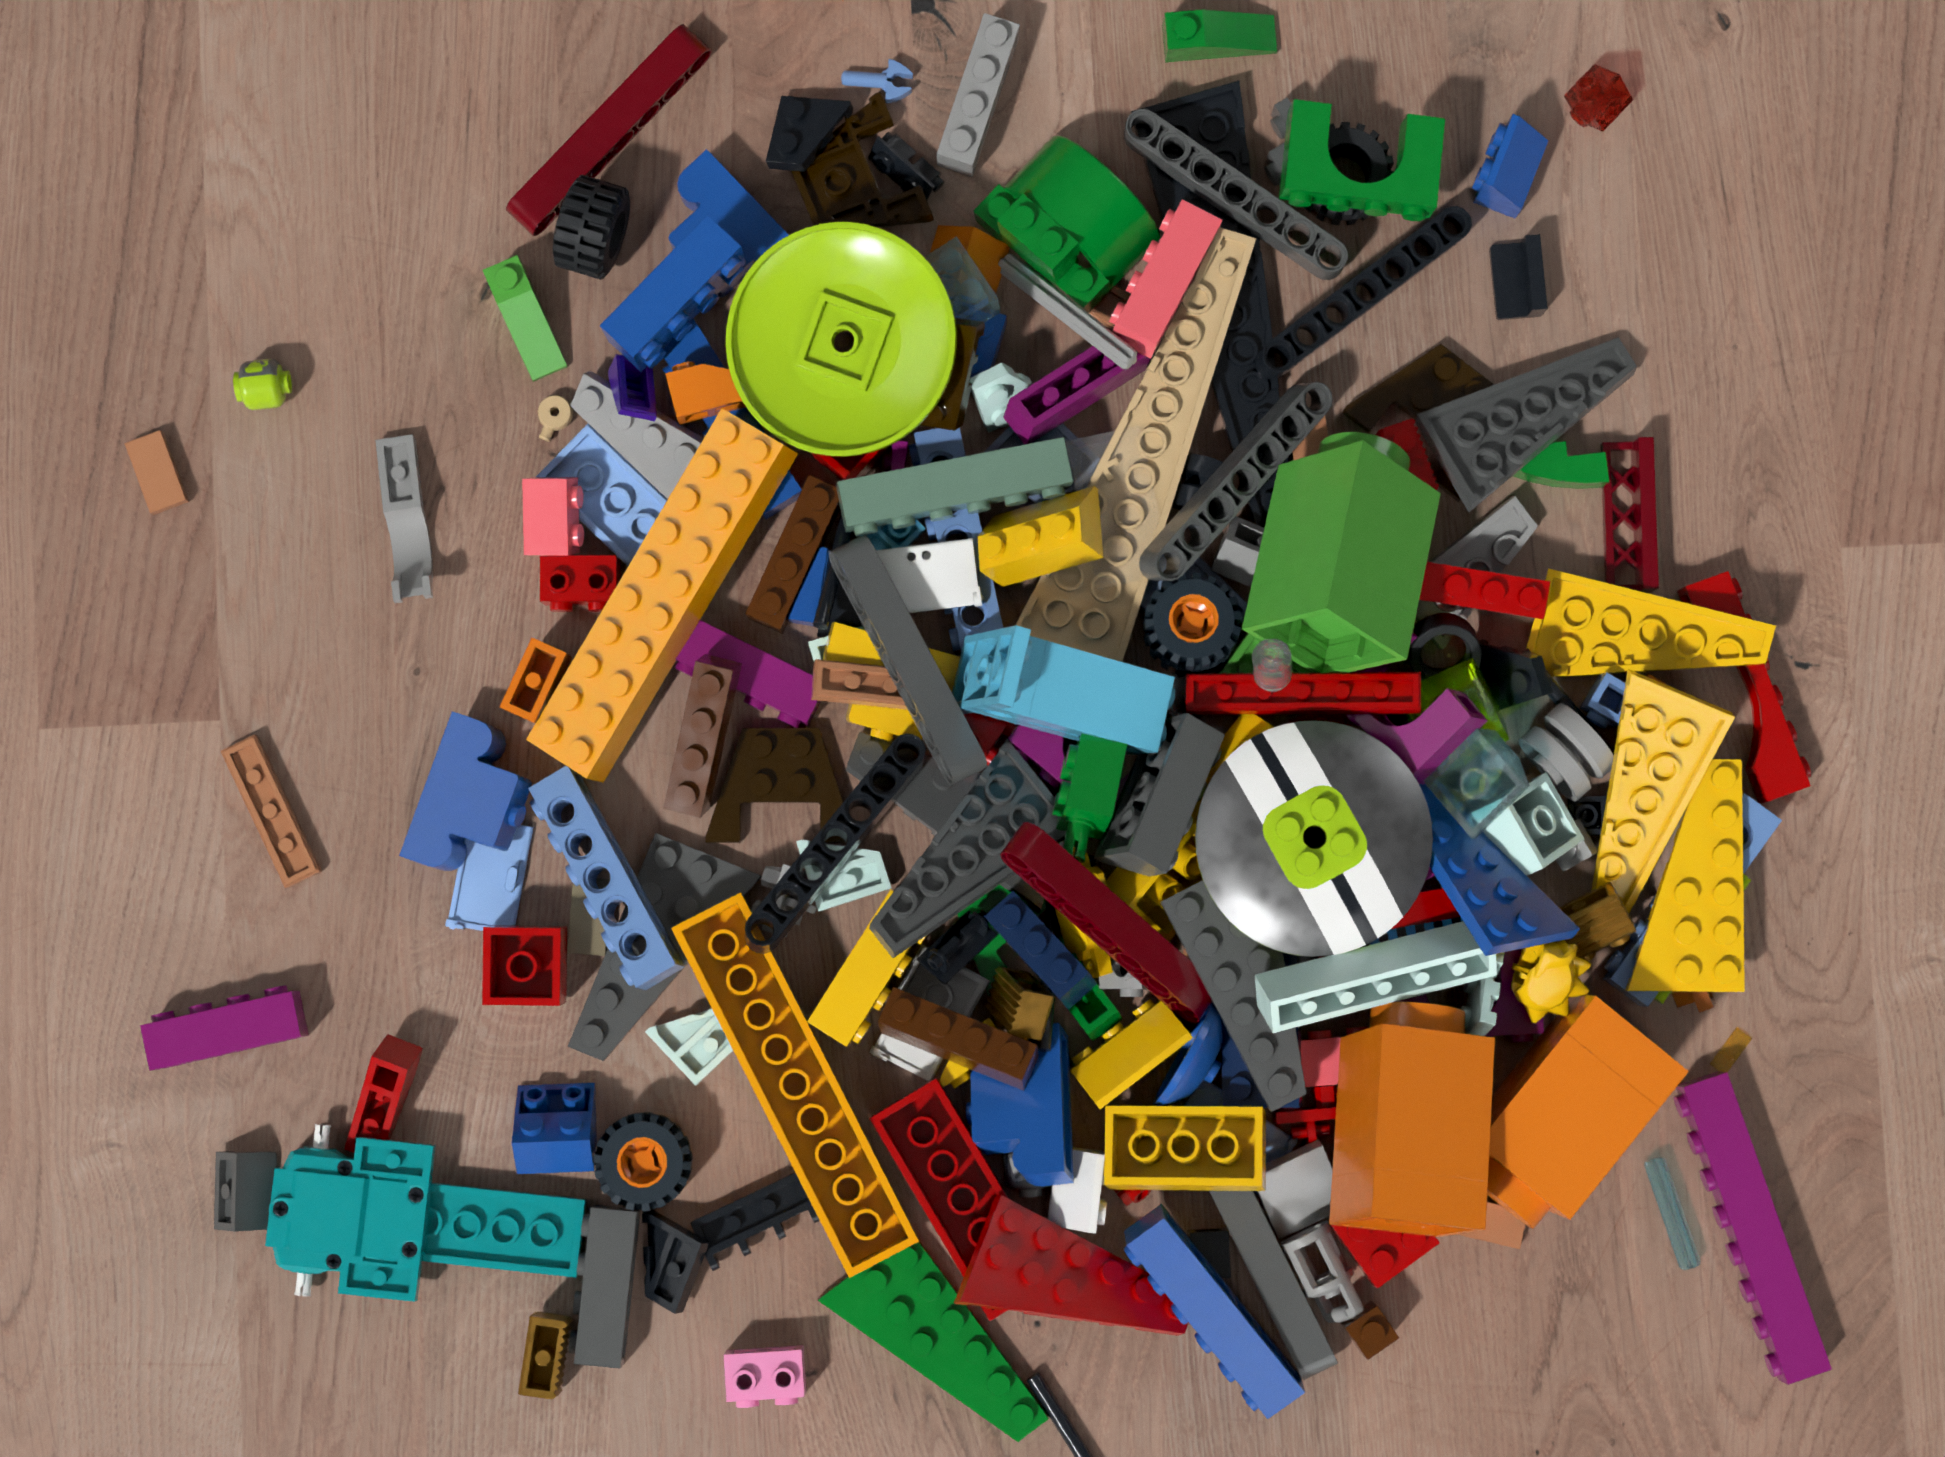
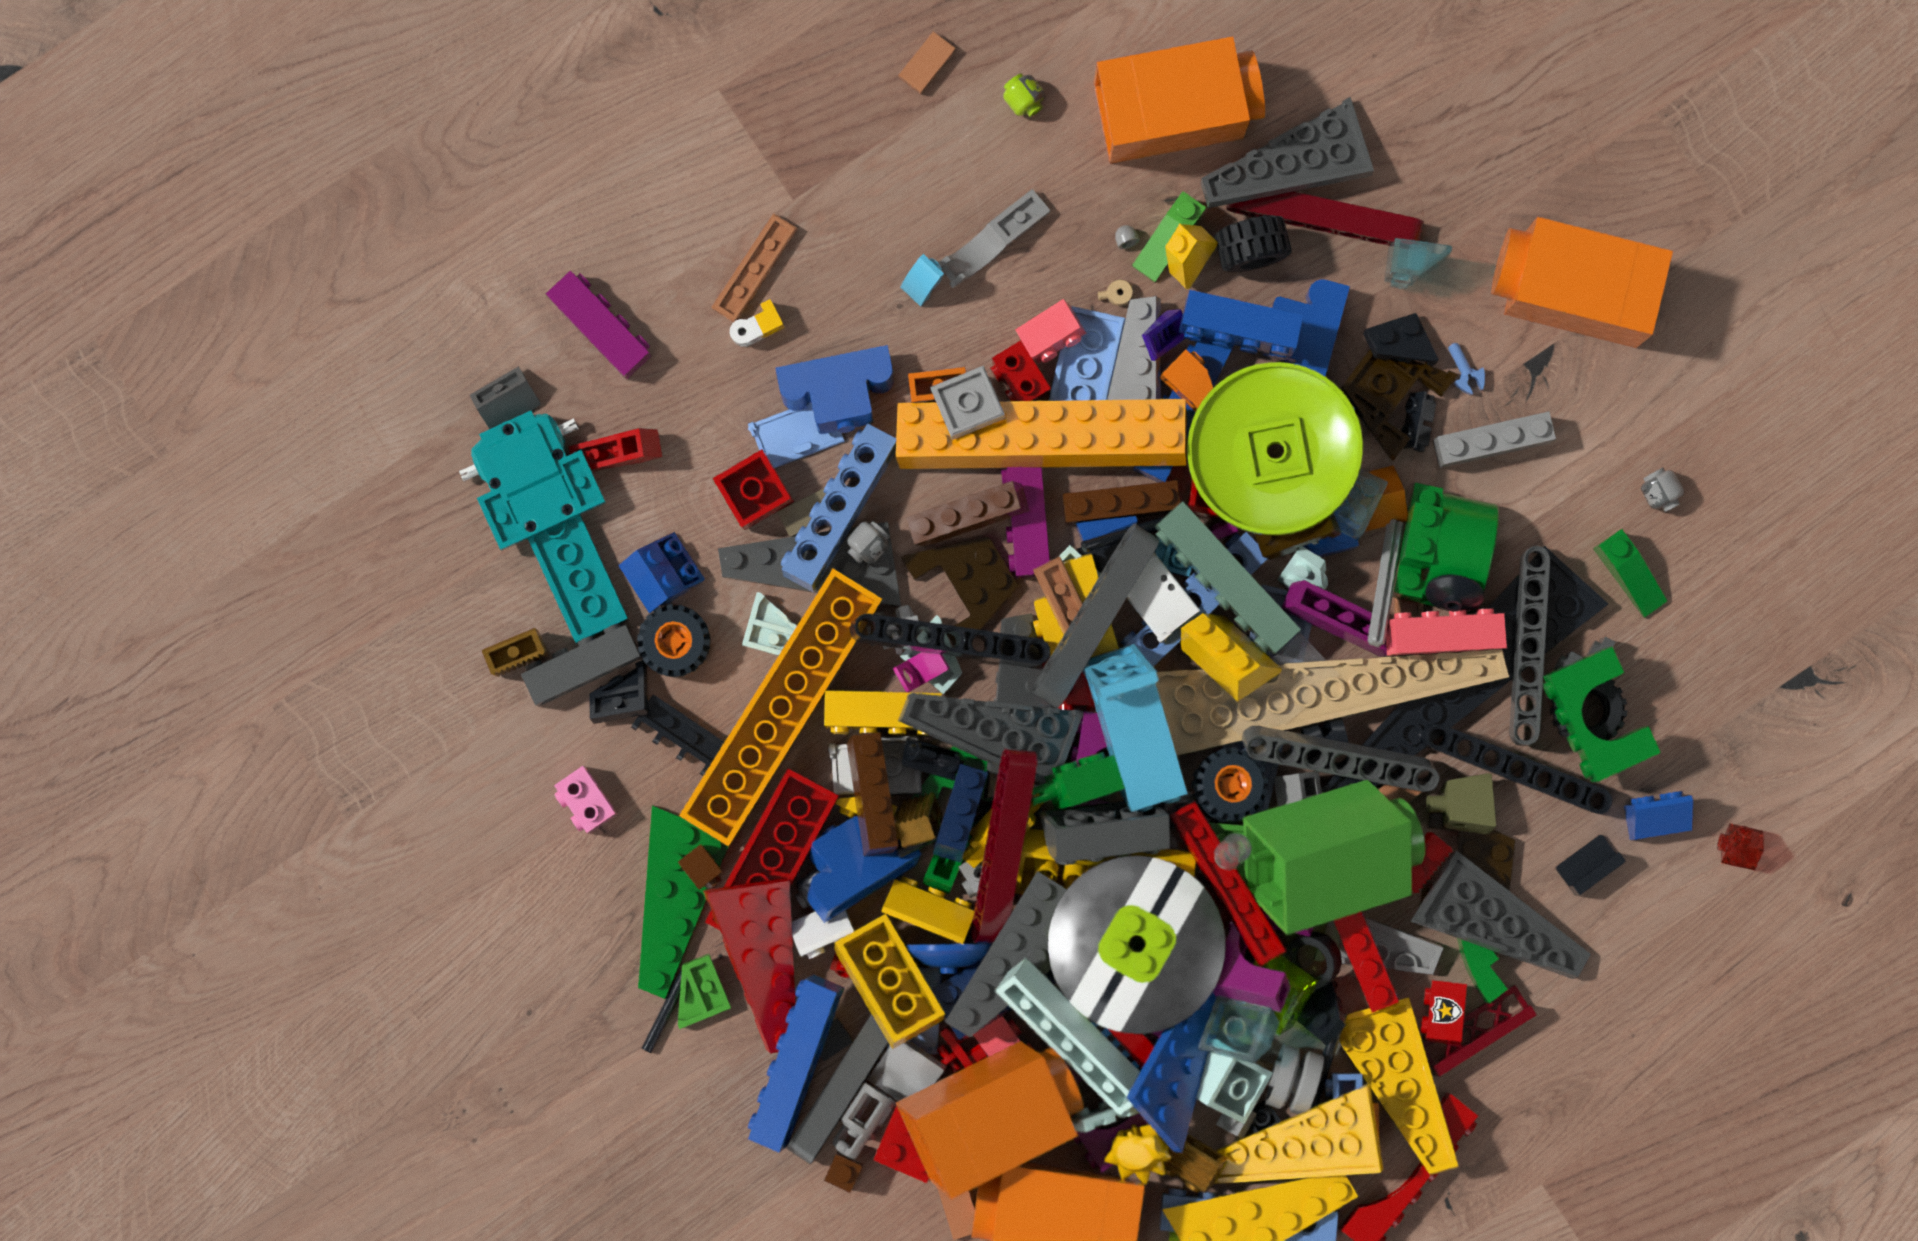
camera: 60 degrees right, 0 degrees up
(340, 848) = (757, 327): none -> leg
(372, 211) = (1177, 98): none -> orange container
(401, 625) = (922, 279): none -> medium azure slope
(496, 367) = (1126, 237): none -> light grey hinge
(527, 115) = (1303, 158): none -> dark grey wing
(557, 306) = (1189, 252): none -> yellow slope
(574, 658) = (967, 402): none -> light grey tile
(665, 870) = (867, 542): none -> light grey head
(719, 62) = (1412, 260): none -> clear light blue slope
(848, 896) = (921, 669): none -> dark pink bracket
(925, 1286) = (701, 868): none -> reddish brown brick
(1065, 1372) = (700, 992): none -> bright green wing
(1126, 240) = (1454, 593): none -> black dish
(1370, 373) = (1466, 804): none -> olive torso
(1589, 537) = (1445, 1013): none -> red brick

